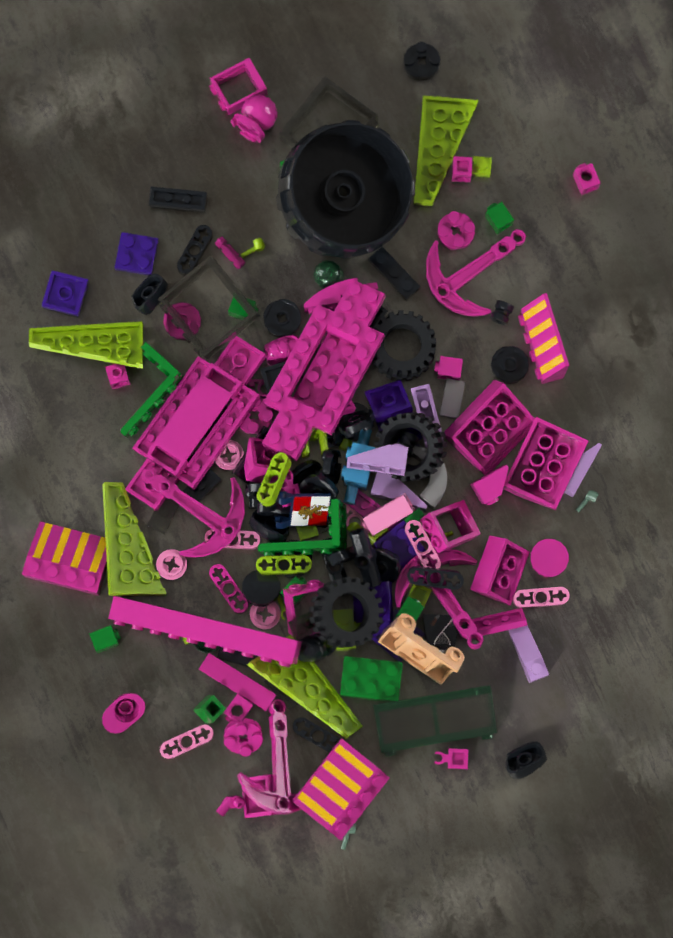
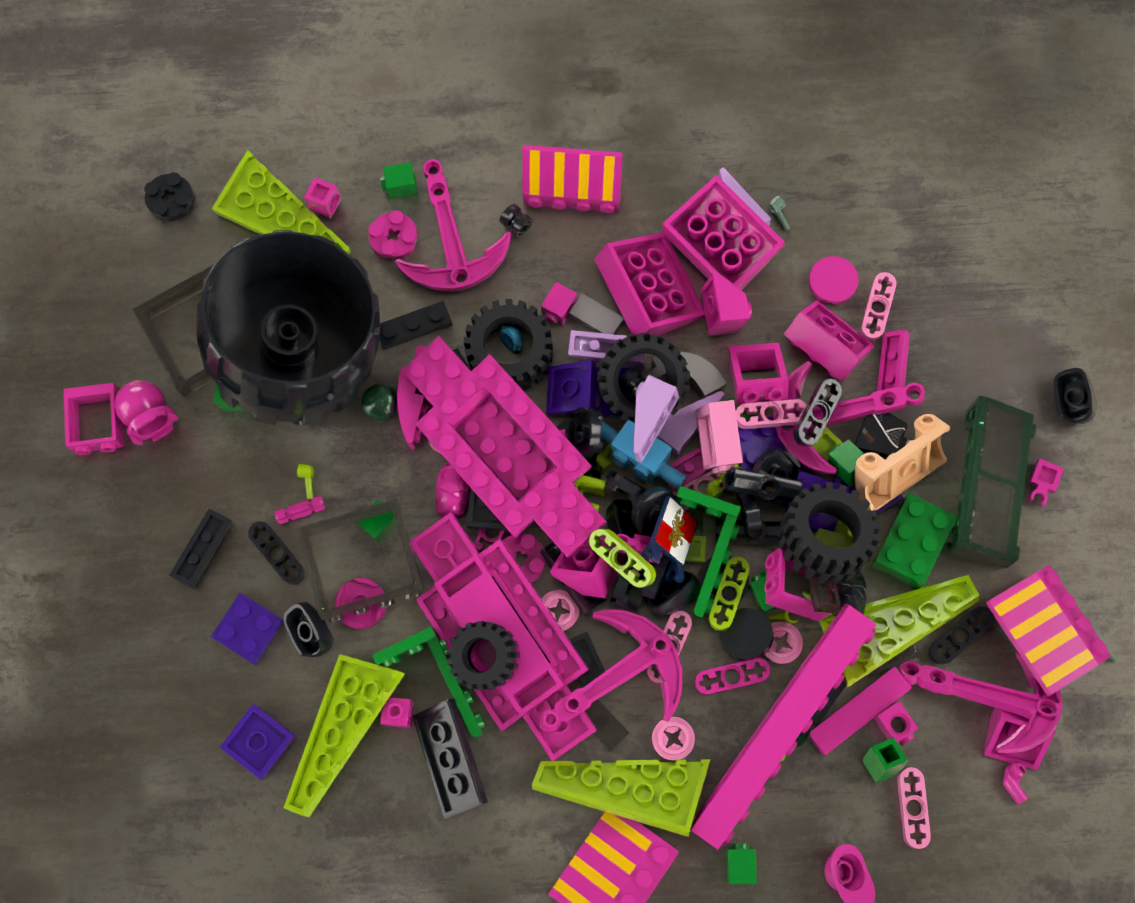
camera: 65 degrees left, 5 degrees down
(101, 421) = (449, 758): none -> black tile
(163, 403) = (461, 655): none -> black tyre
(243, 746) = (935, 730): dark pink plate -> none
(281, 307) = (411, 491): black plate -> none
(411, 345) = (511, 338): none -> dark azure animal
(481, 166) = (330, 175): lime plate -> none
(509, 364) = (581, 237): black tile -> none
(528, 654) = (947, 345): lavender slope -> none
(586, 186) = (400, 78): dark pink brick -> none

